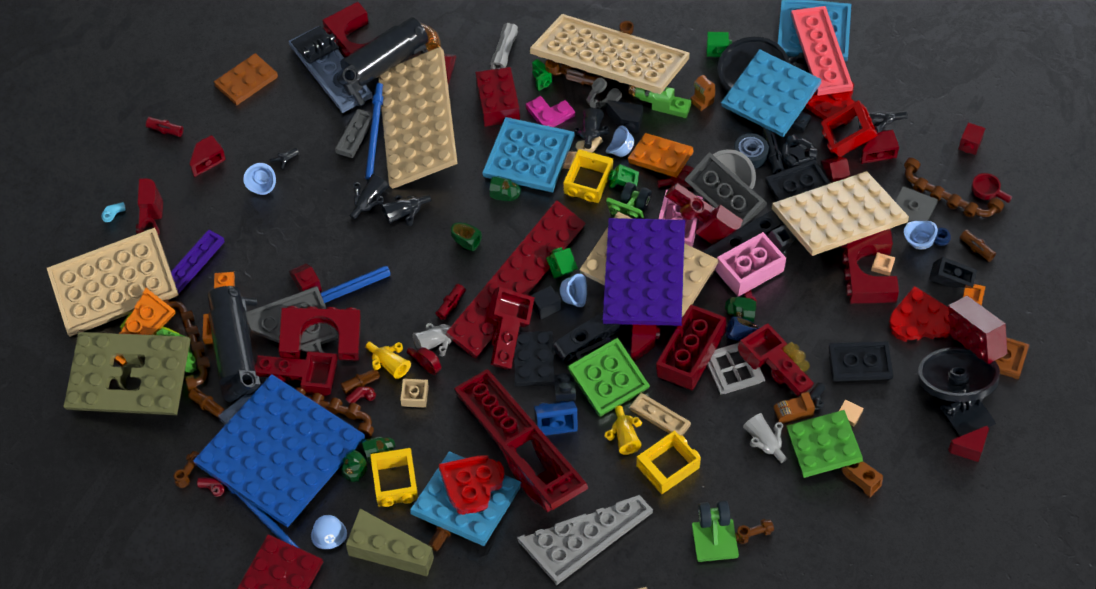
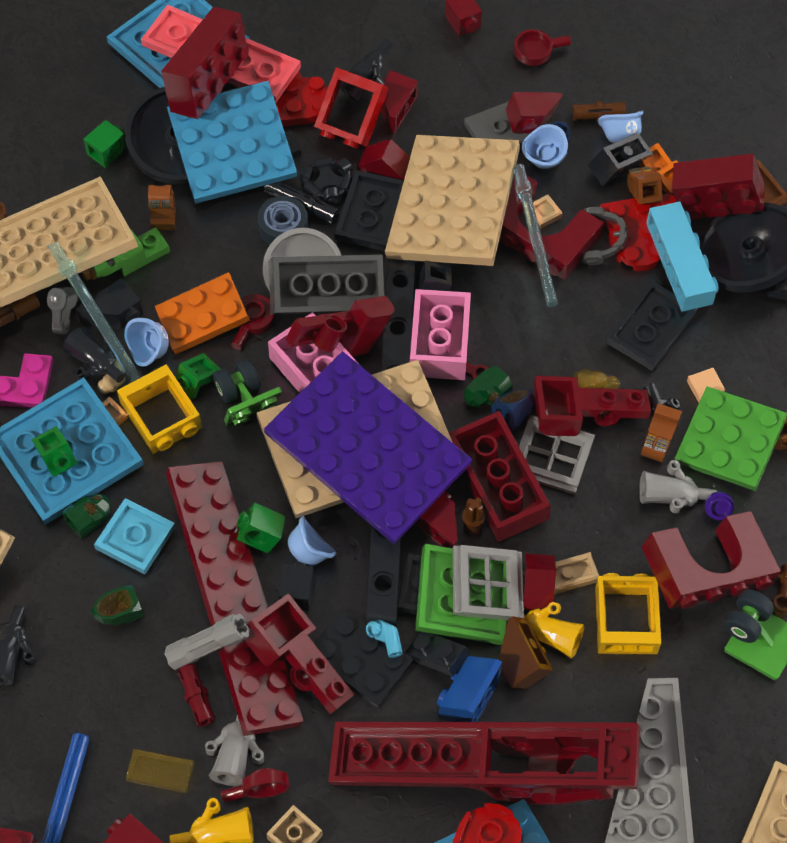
camera: 55 degrees left, 5 degrees up
(399, 315) = (160, 771): none -> clear yellow tile
(484, 282) = (222, 634): none -> light grey axle
(510, 216) = (135, 536): none -> medium azure plate
(519, 147) = (54, 451): none -> green bracket
(554, 358) = (386, 633): none -> medium azure arm
(598, 426) = (522, 655): none -> reddish brown slope
(615, 74) = (68, 269): none -> clear light blue bar
(633, 397) = (461, 582): none -> light grey piece
(648, 405) = (539, 581): none -> dark red slope
(655, 350) = (473, 517): none -> reddish brown axle
(749, 503) = (687, 583): none -> dark red arch
(777, 466) = (719, 505): none -> dark purple plate
(796, 41) = (205, 62): none -> dark red brick
(877, 241) = (524, 191): none -> clear light blue bar
(878, 307) = (597, 257): none -> dark grey piece
(915, 342) = (682, 256): none -> medium azure brick
(940, 212) = (531, 109): none -> dark red slope
(947, 295) = (644, 182): none -> dark orange leg
(954, 200) = (501, 94): reddish brown bar -> none
(976, 261) = (621, 125): none -> light blue helmet

